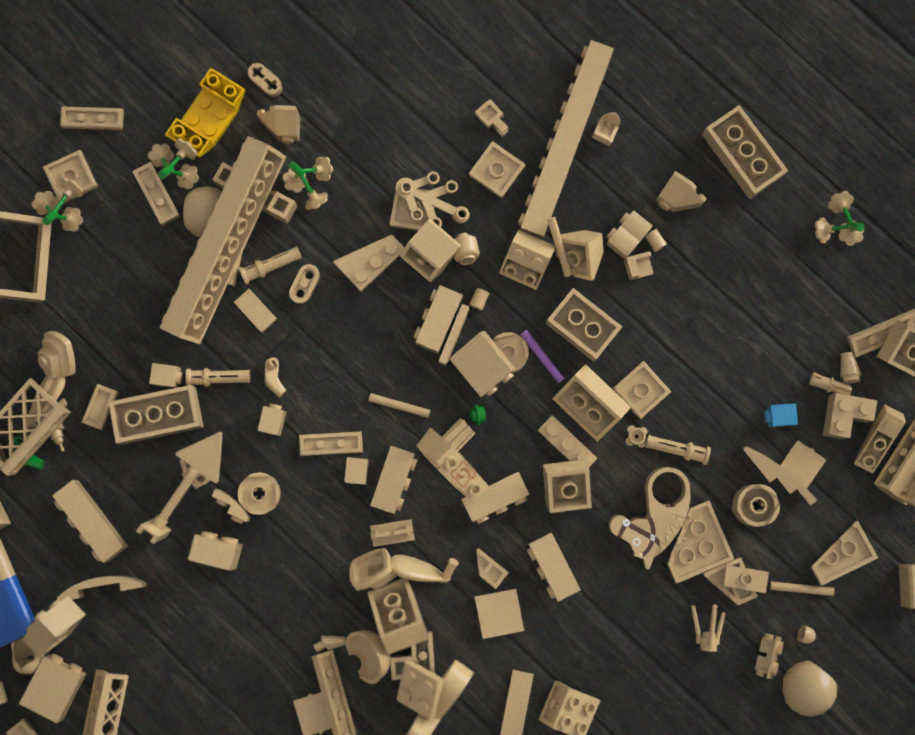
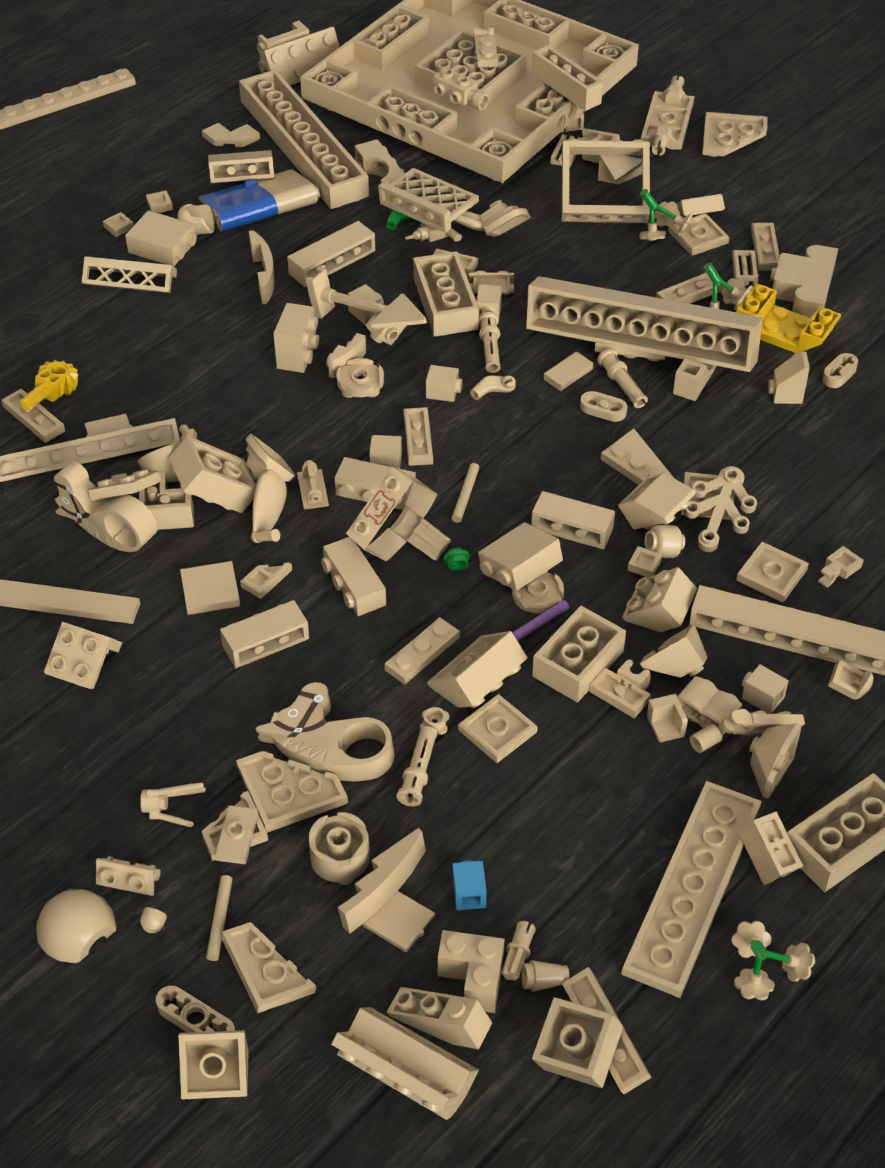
camera: 90 degrees right, 35 degrees down
(32, 170) = (701, 205): none -> tan slope
(53, 626) = (223, 223): tan brick -> none
(134, 380) = (500, 278): none -> tan hinge
(138, 142) = (747, 278): none -> tan tile
(149, 89) = (805, 278): none -> tan brick
(161, 487) = (366, 293): none -> tan brick
(296, 180) = (727, 398): tan plant -> none
(454, 334) = (569, 536): tan tile -> none
(479, 299) = (603, 559): tan hinge -> none
(484, 267) = (644, 562): none -> tan plate
(559, 246) = (679, 627): tan bar -> none
(567, 486) = (366, 635): tan brick -> none
(611, 294) = (623, 689): none -> tan plate
(613, 192) = (764, 689): none -> tan brick
(652, 197) = (744, 723): none -> tan hinge
(759, 207) = (770, 848): none -> tan hinge
(780, 263) = (691, 890): none -> tan plate
(875, 616) = (189, 1005): none -> tan beam

